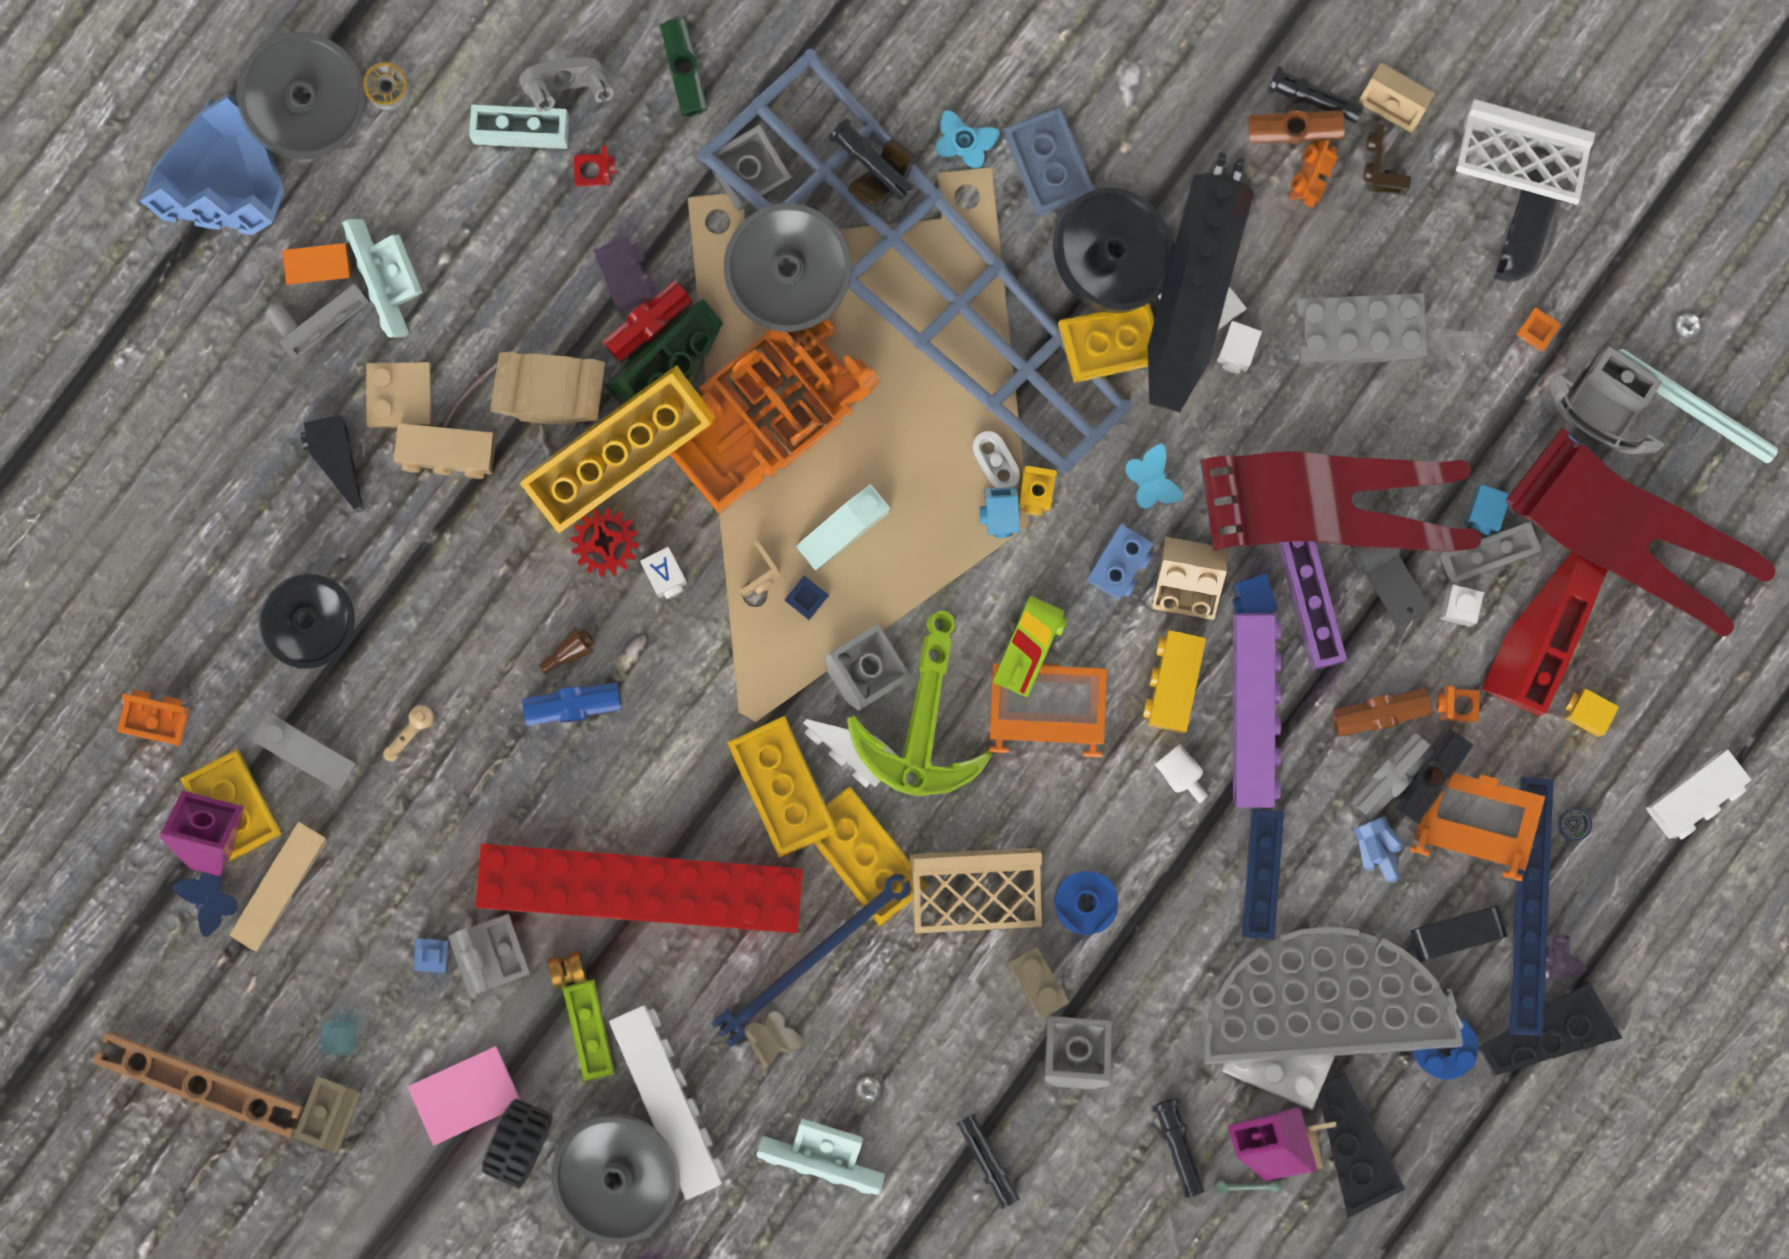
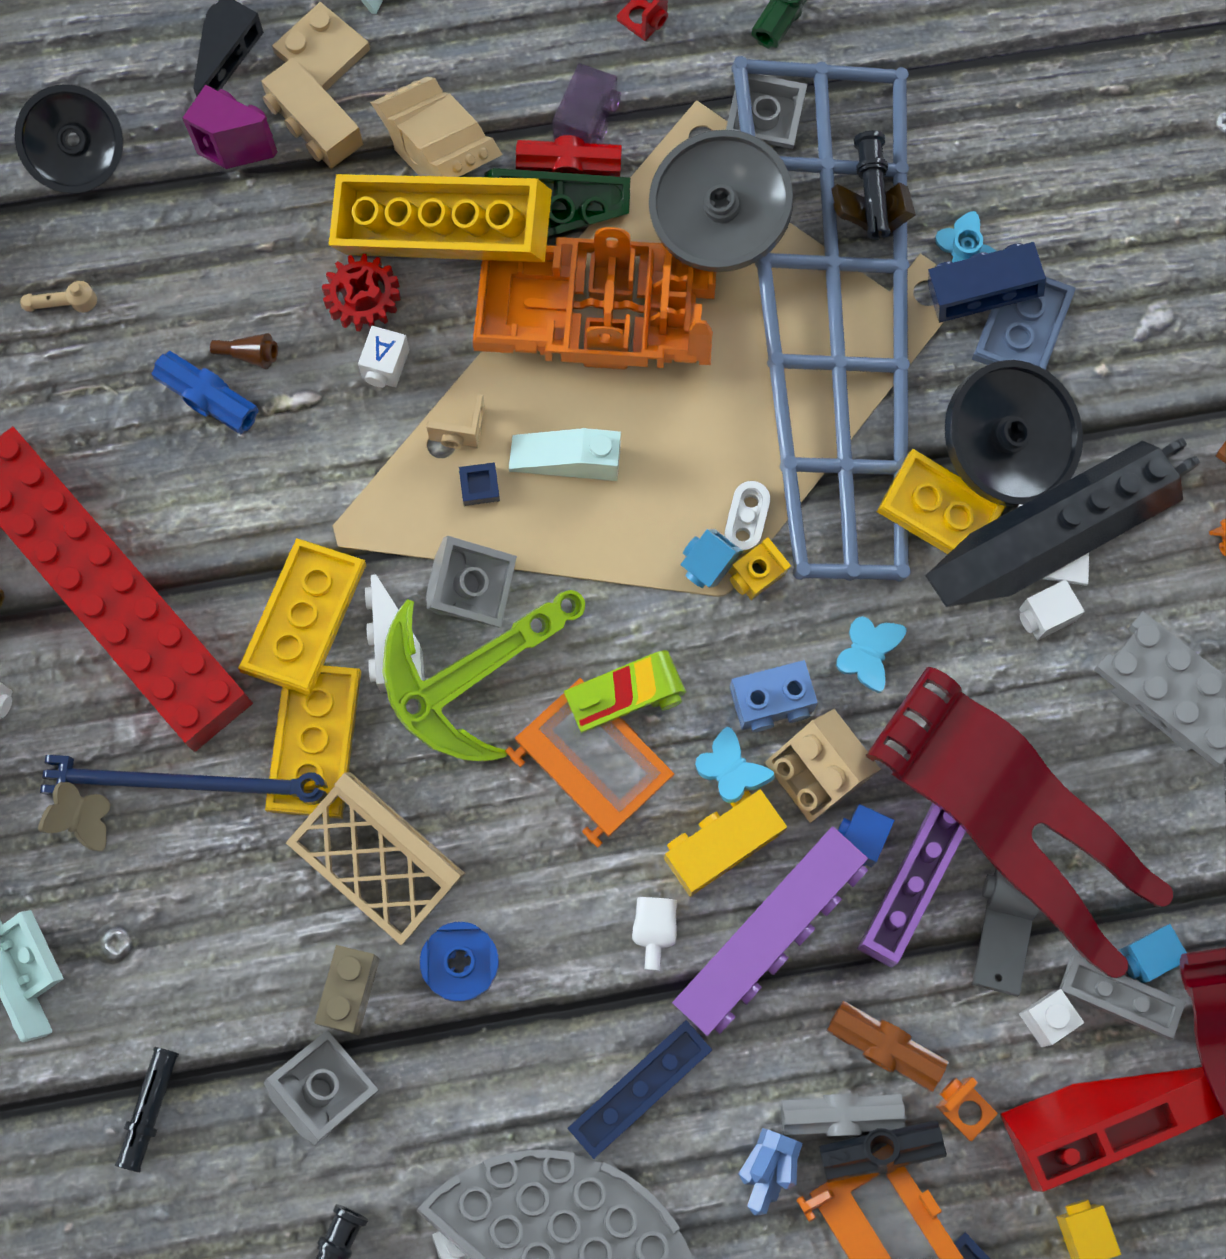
camera: 50 degrees right, 10 degrees down
(408, 516) = (228, 130): none -> magenta slope
(1002, 159) = (986, 281): none -> dark blue brick
(1138, 633) = (731, 770): none -> medium azure animal

